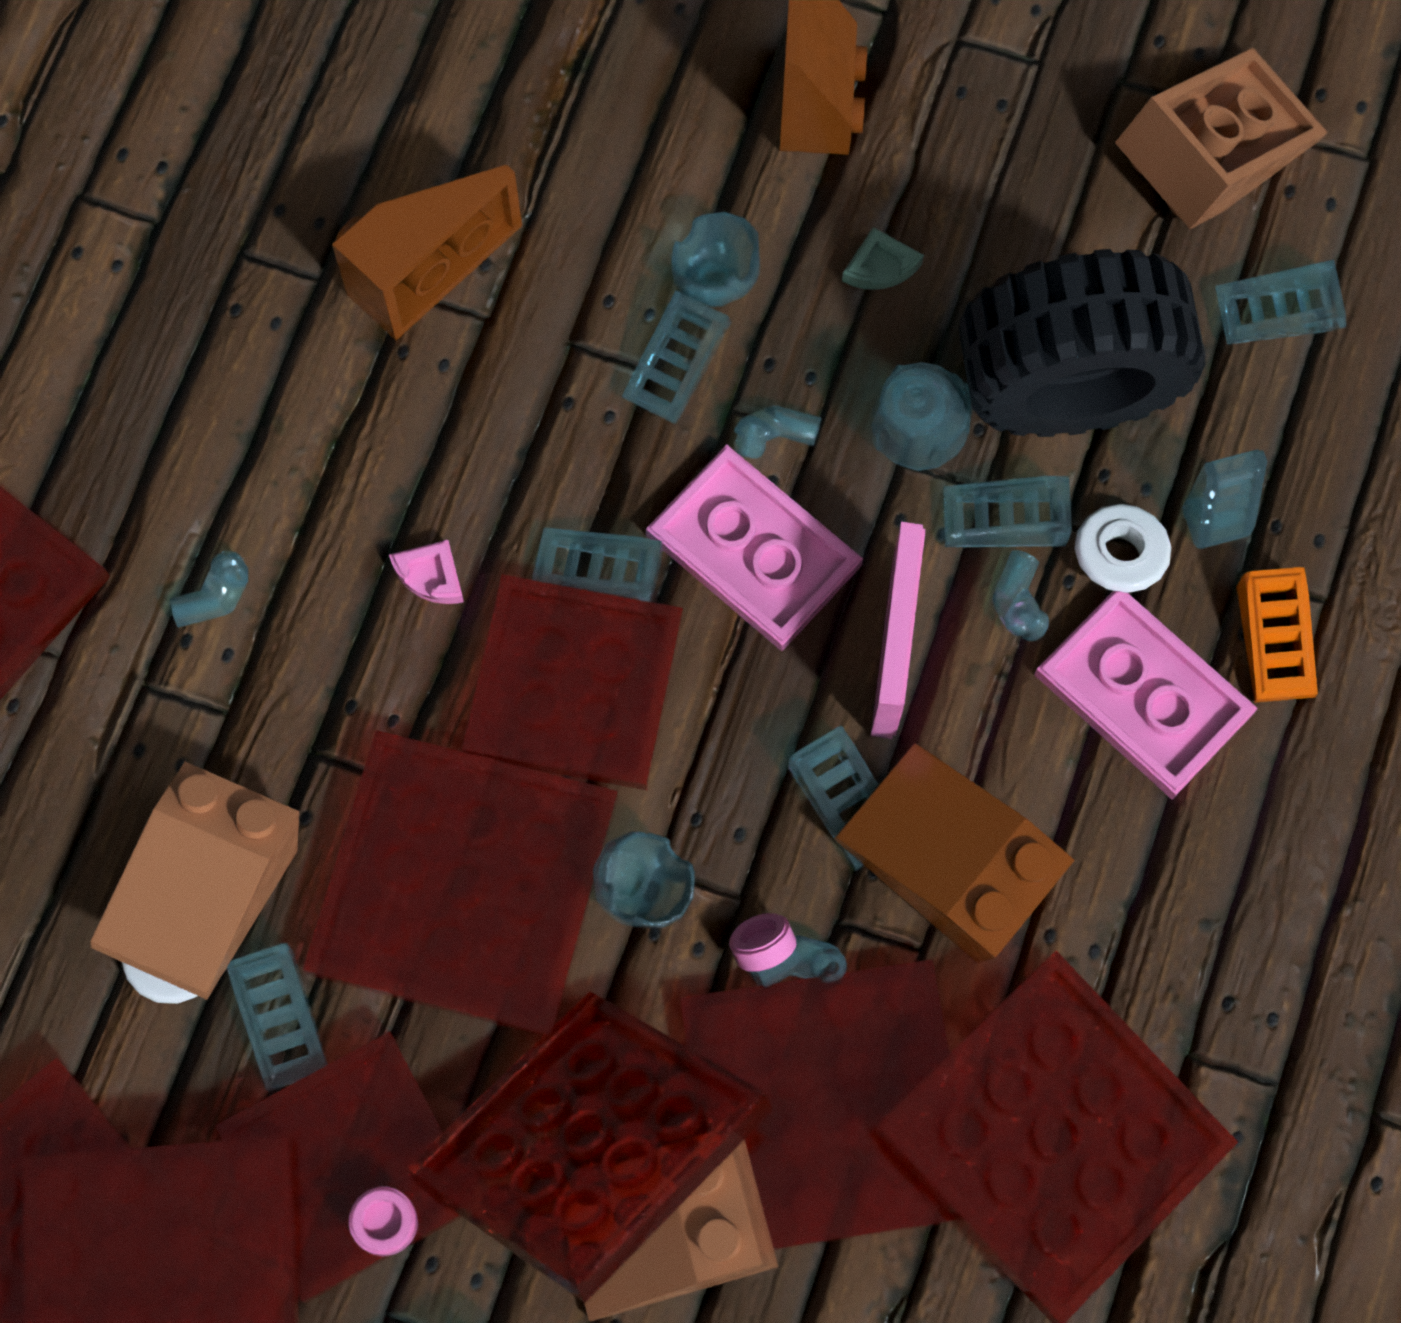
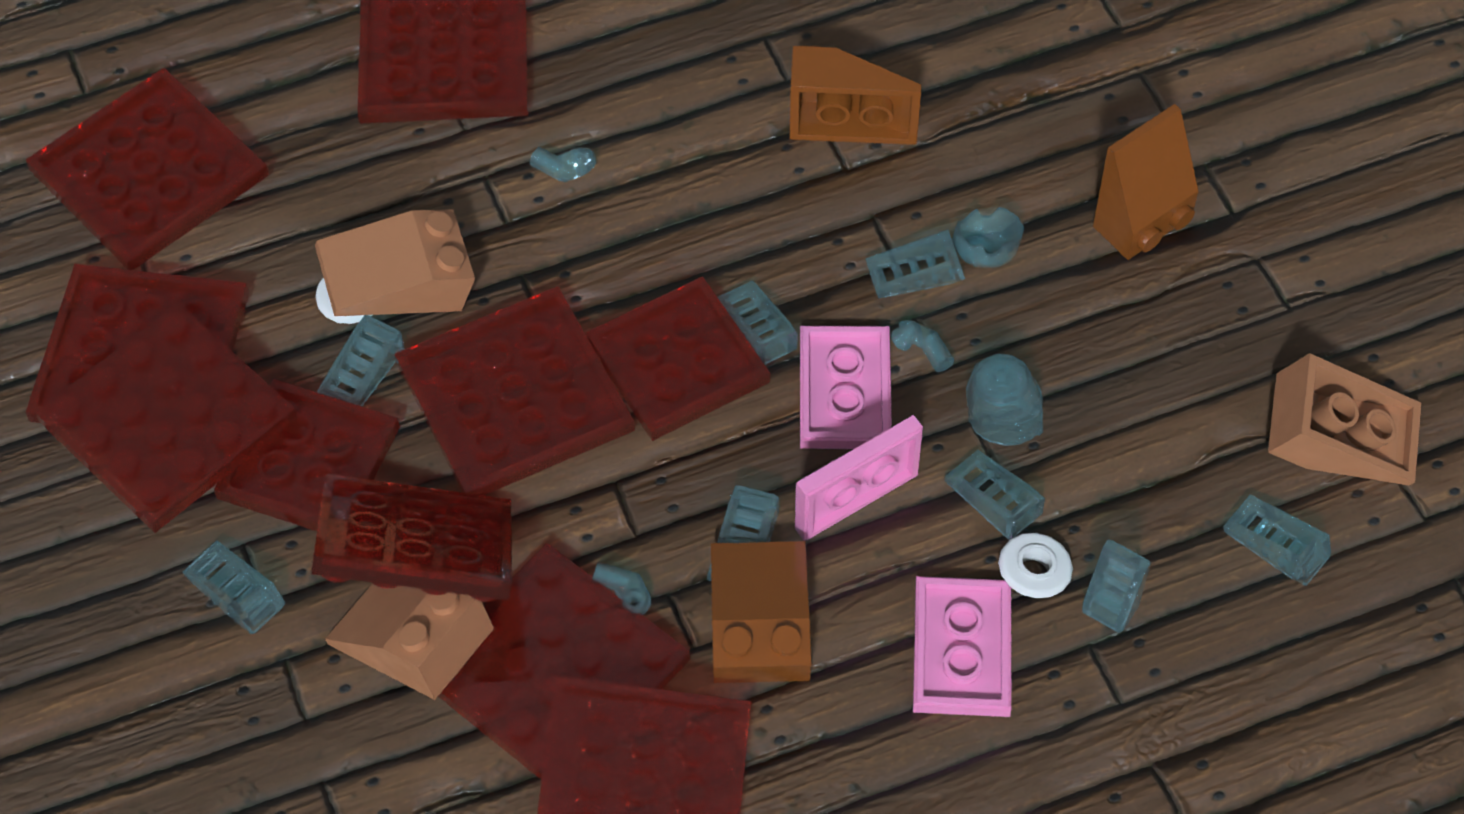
camera: 50 degrees right, 15 degrees down
(383, 1221) = (289, 490): bright pink tile -> none
(429, 572) = (675, 250): bright pink tile -> none
(643, 881) = (594, 469): clear light blue hair -> none
(762, 942) = (616, 556): bright pink tile -> none
(881, 262) = (1078, 321): sand green tile -> none
(1014, 601) = (946, 534): clear light blue arm -> none
(1081, 343) = (1116, 425): black tyre -> none
(1294, 585) = (1088, 663): orange slope -> none

